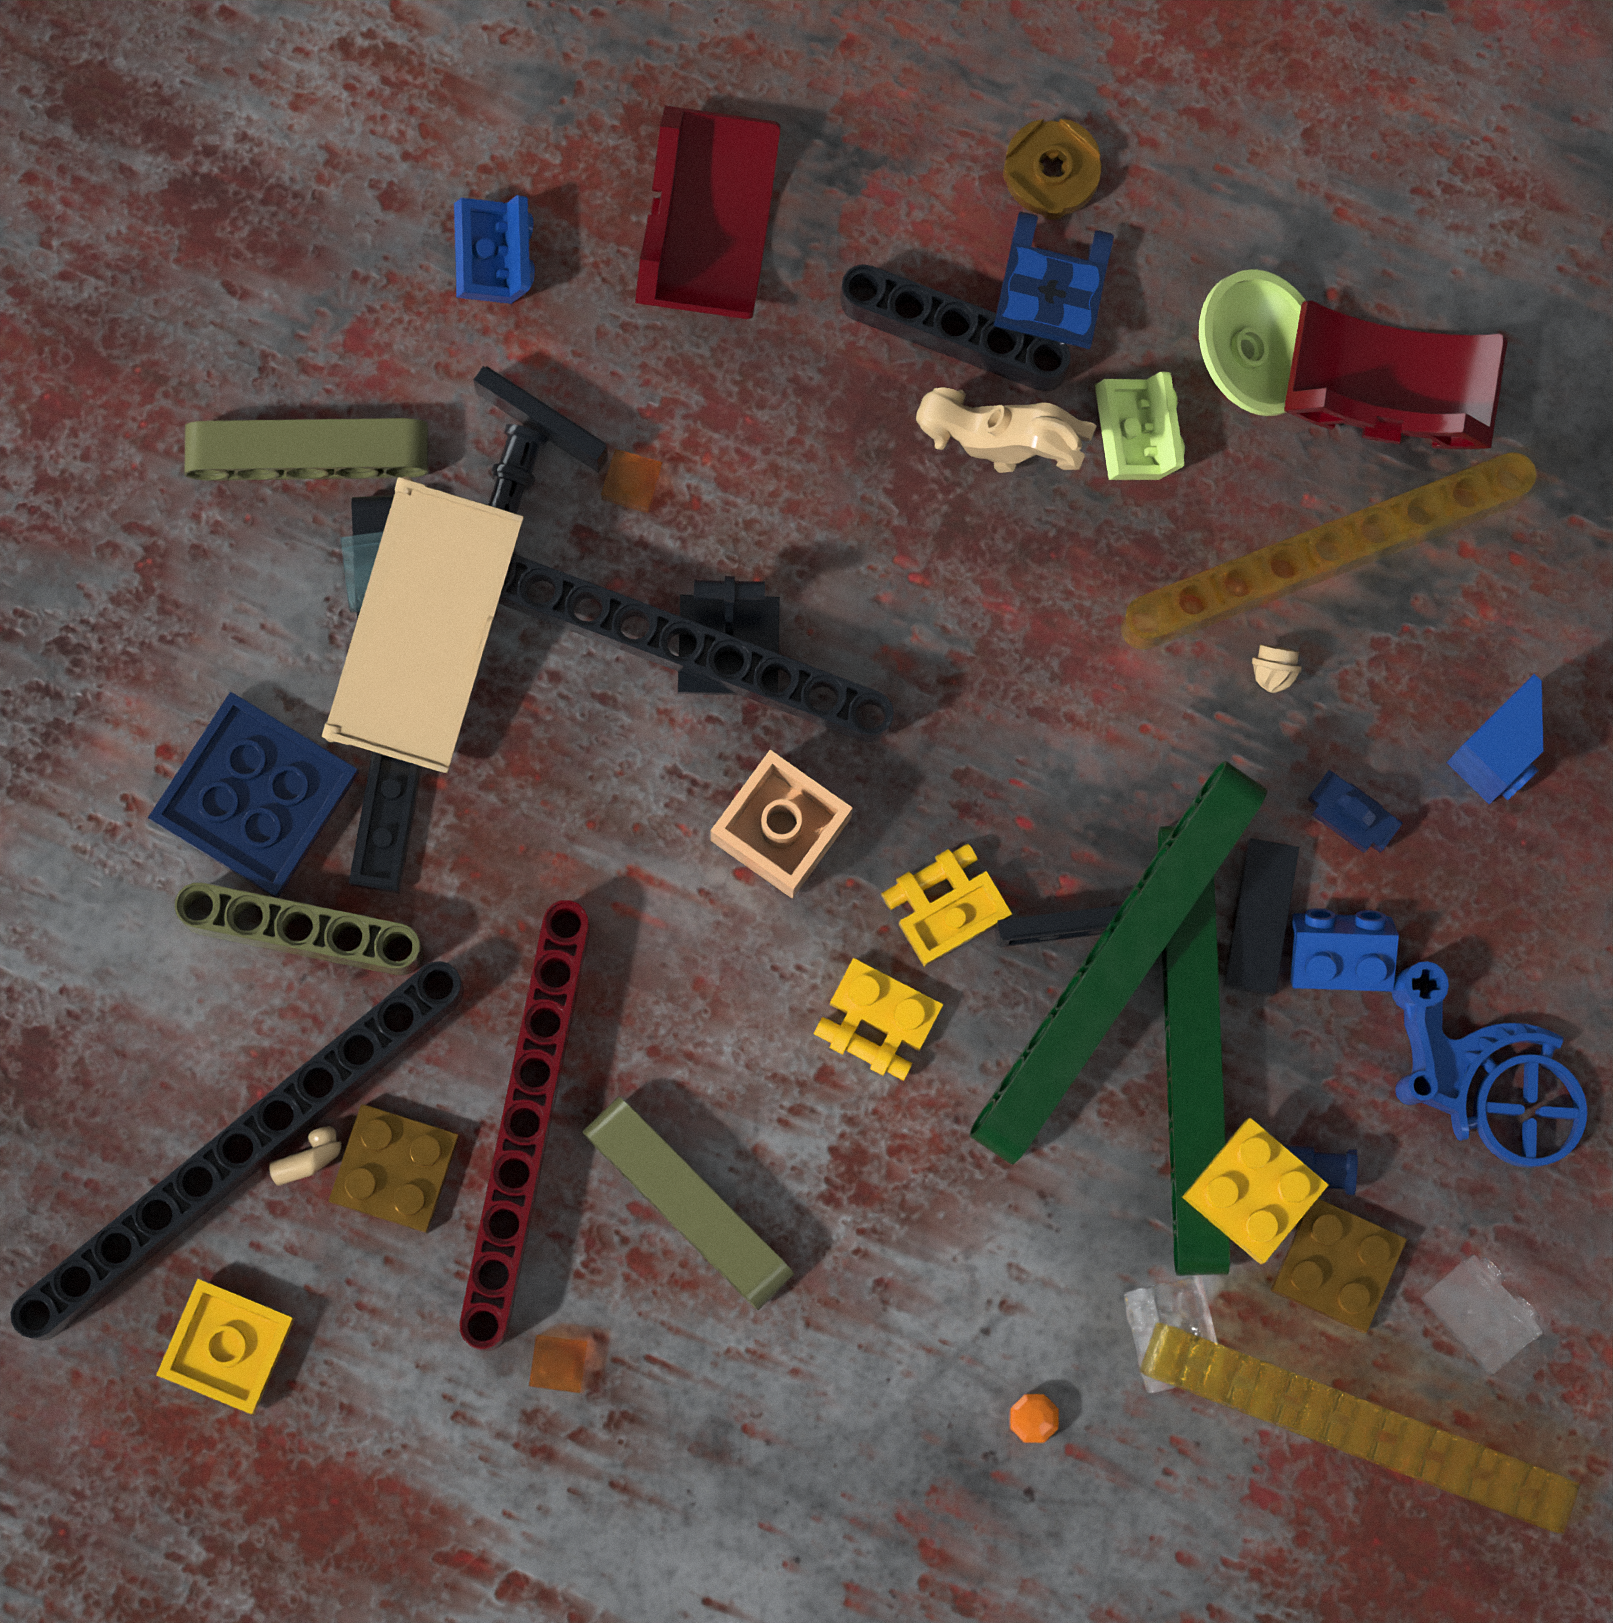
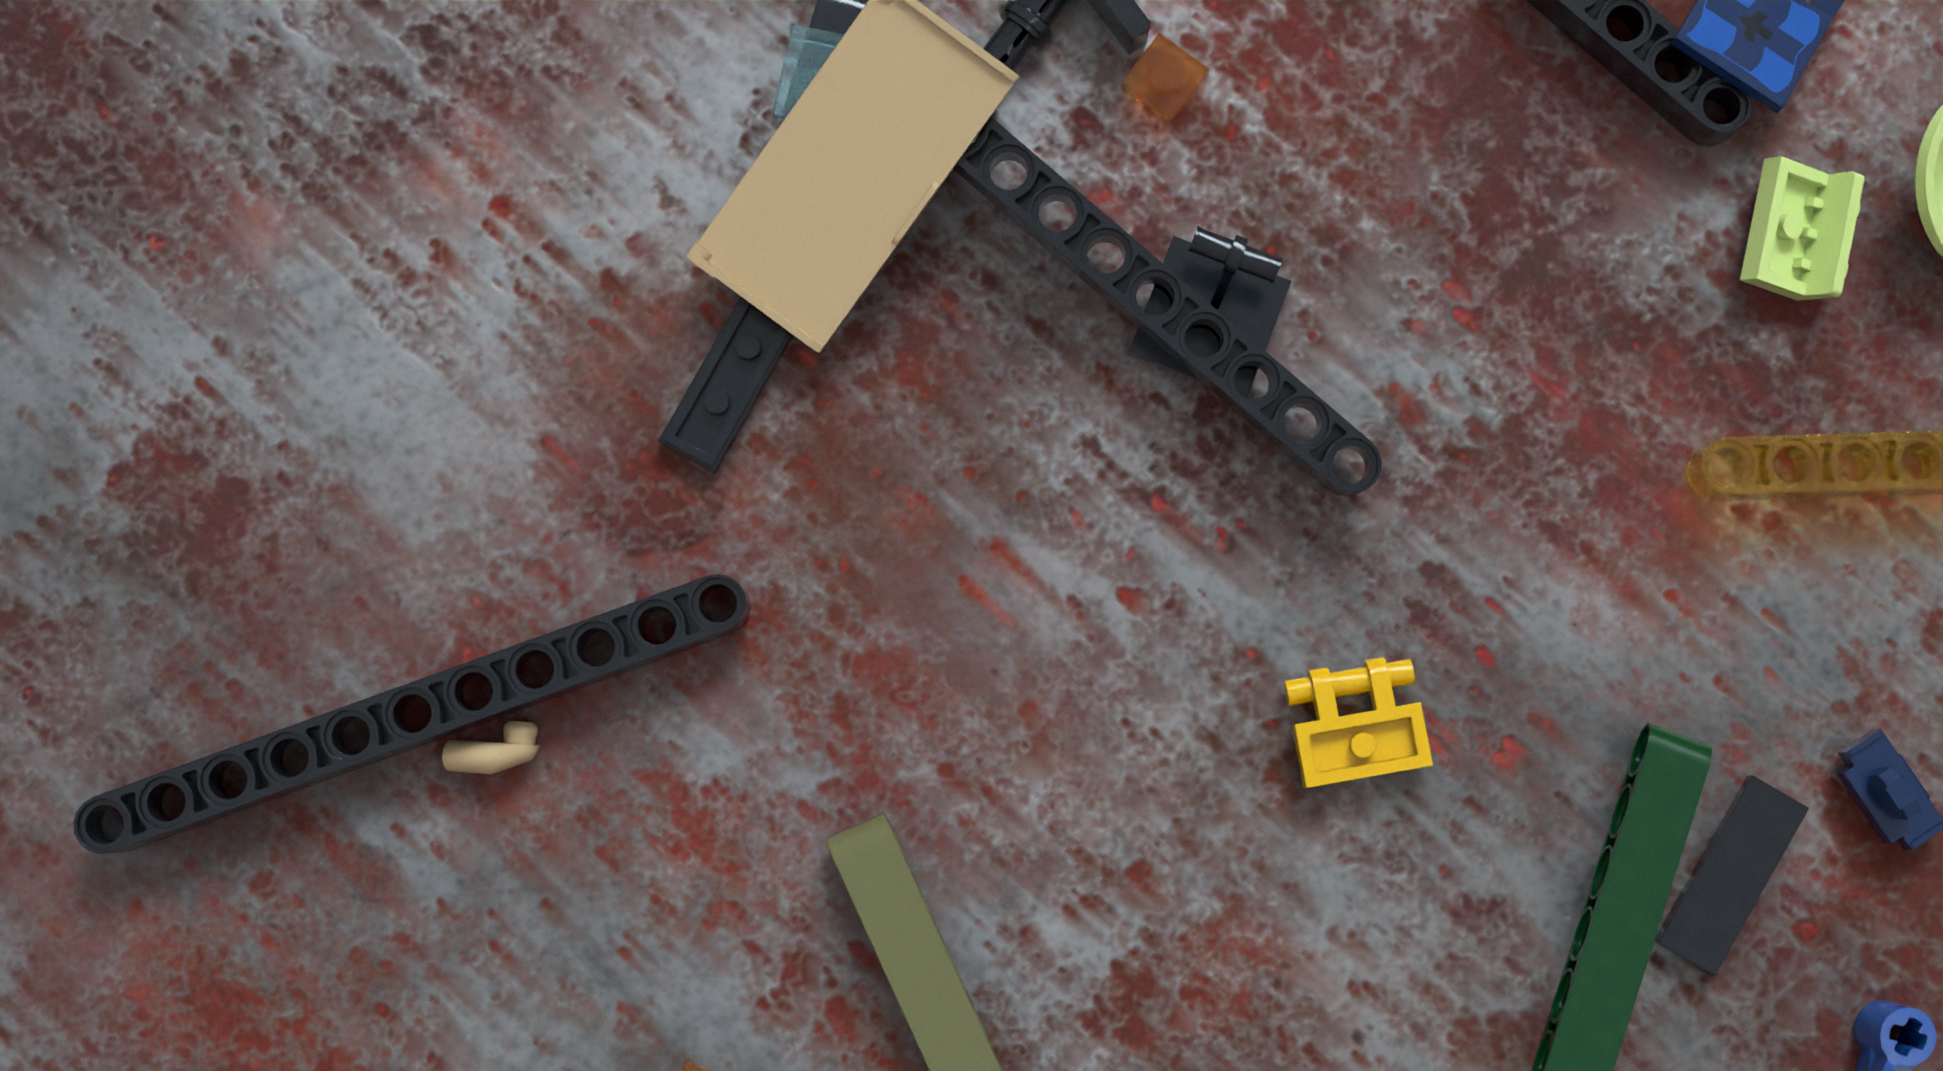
camera: 25 degrees right, 5 degrees up
(225, 1347) = (317, 940): yellow plate -> none
(253, 795) = (583, 296): dark blue plate -> none
(278, 915) = (557, 453): olive beam -> none
(394, 1168) = (590, 800): pearl gold plate -> none
(520, 1099) = (734, 826): dark red beam -> none
(781, 824) = (1195, 557): light nougat brick -> none
(884, 1005) = (1240, 817): yellow plate -> none
(1004, 432) = (1642, 180): tan animal -> none
(1053, 926) = (1501, 804): black tile -> none
(1118, 962) = (1546, 873): dark green beam -> none
(1276, 667) = (1860, 580): tan plate -> none
(1344, 951) = (1818, 954): blue bracket -> none

